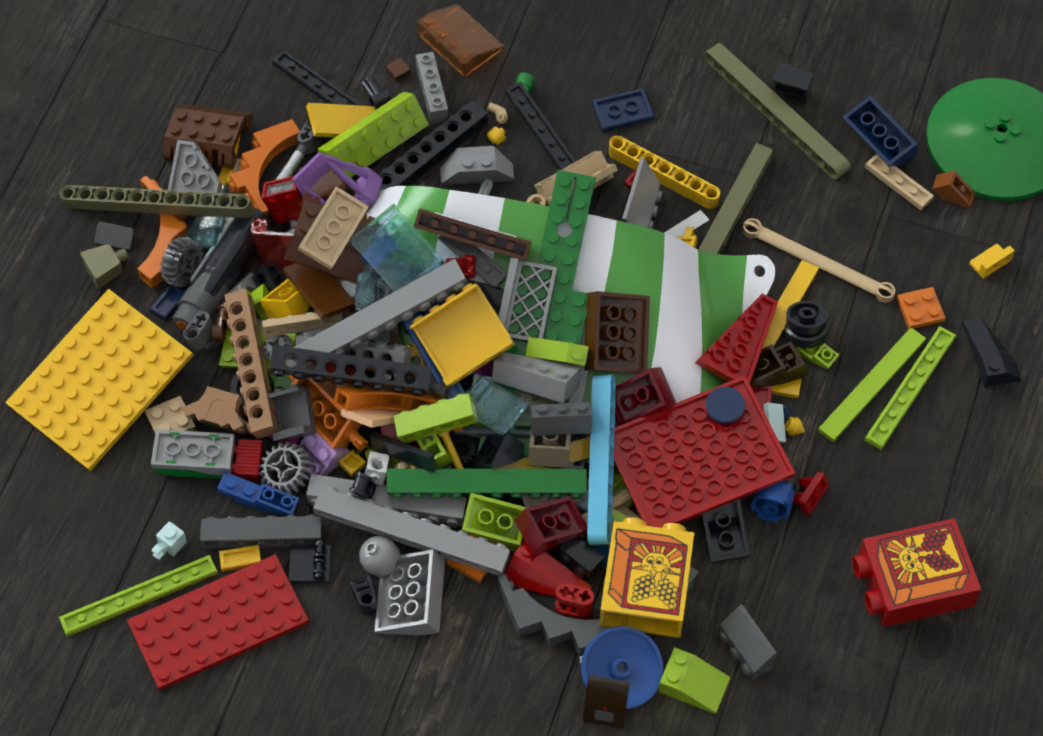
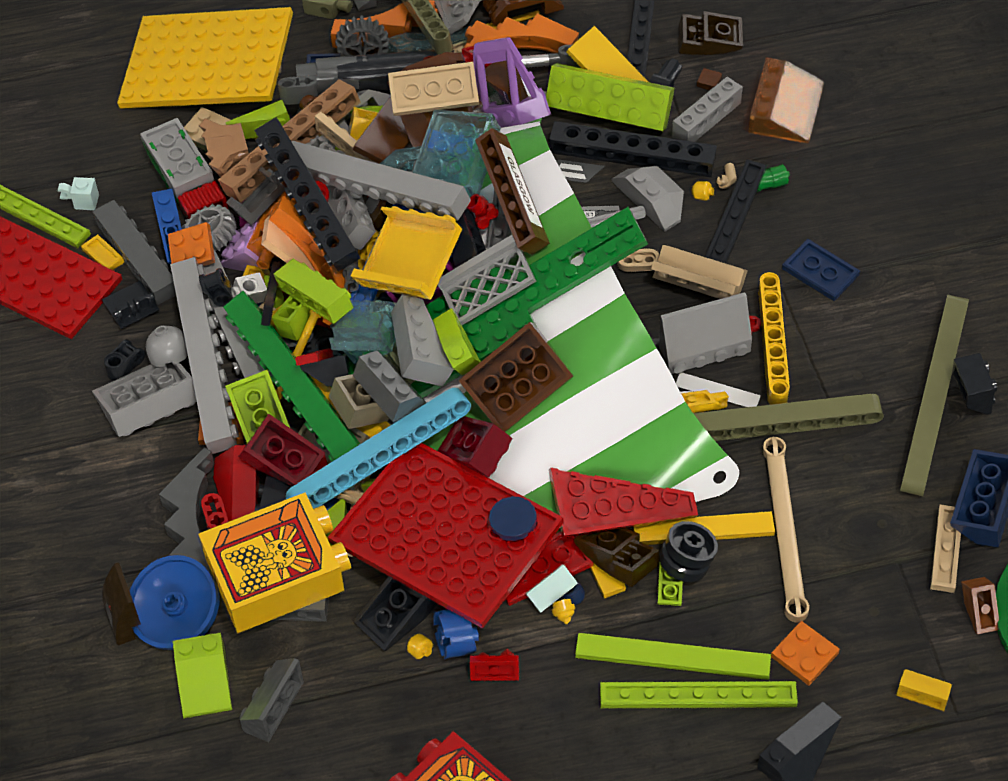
camera: 60 degrees right, 5 degrees down
(205, 372) = (259, 117): none -> lime slope
(301, 487) = (191, 243): none -> orange plate
(356, 42) = (710, 34): none -> dark brown slope
(483, 455) = (314, 356): none -> red tile
(759, 531) = (419, 646): none -> yellow piece

